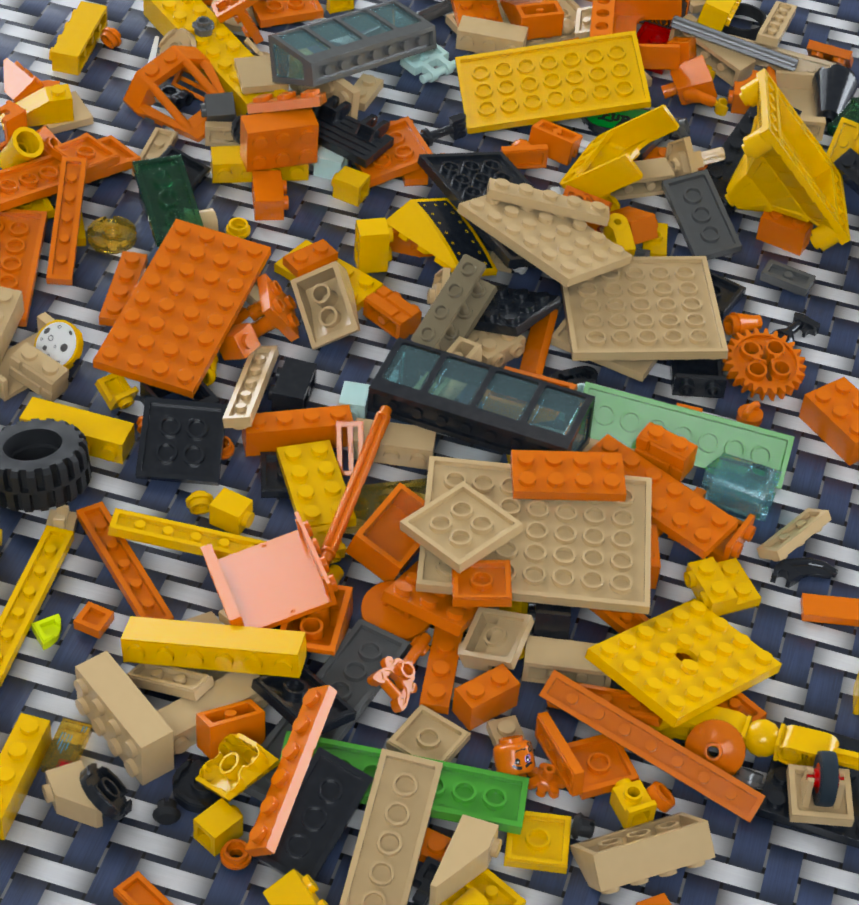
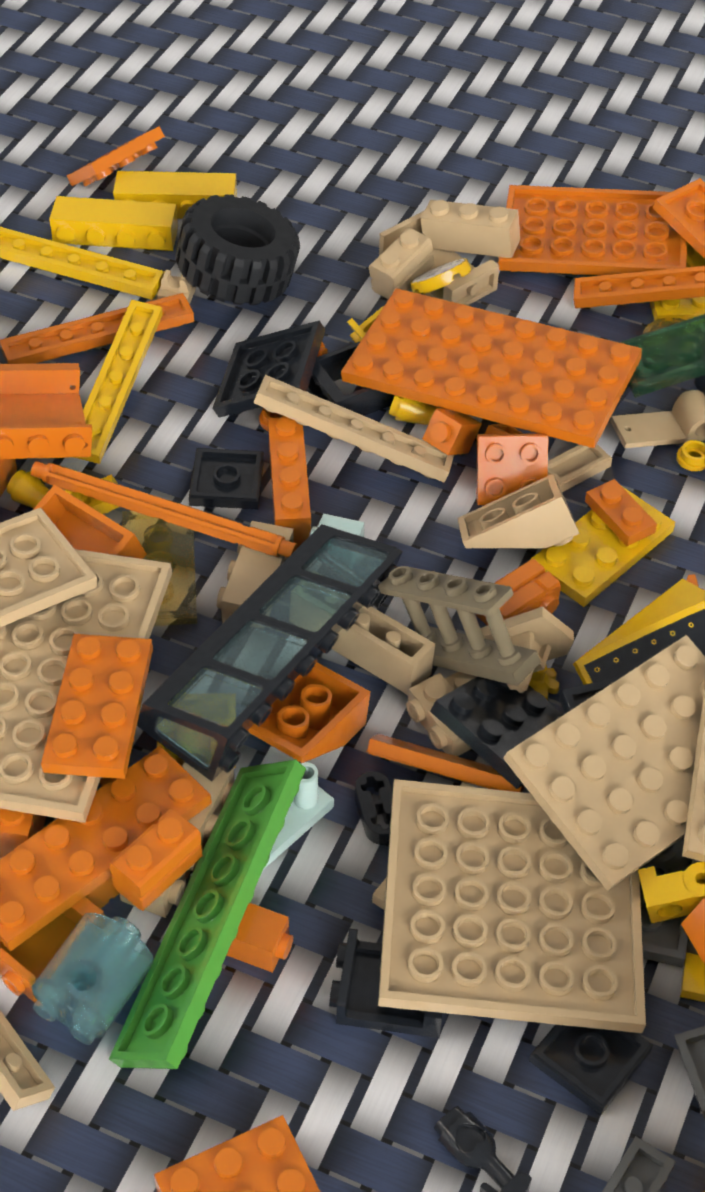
camera: 100 degrees right, 5 degrees up
(47, 630) = (25, 279): neon yellow tile -> none
(93, 620) = (25, 306): orange plate -> none
(105, 436) = (314, 290): yellow brick -> none
(199, 502) = (183, 392): yellow plate -> none
(231, 512) = (161, 416): yellow brick -> none
(293, 385) = (371, 486): black brick -> none
(313, 481) = (214, 485): yellow plate -> none
(339, 442) = (249, 513): tile -> none
(372, 245) = (645, 571): yellow brick -> none
(738, 322) = (502, 1077): orange cone -> none
(750, 414) = (281, 1048): orange tile -> none
(764, 364) = (394, 1128): orange gear -> none

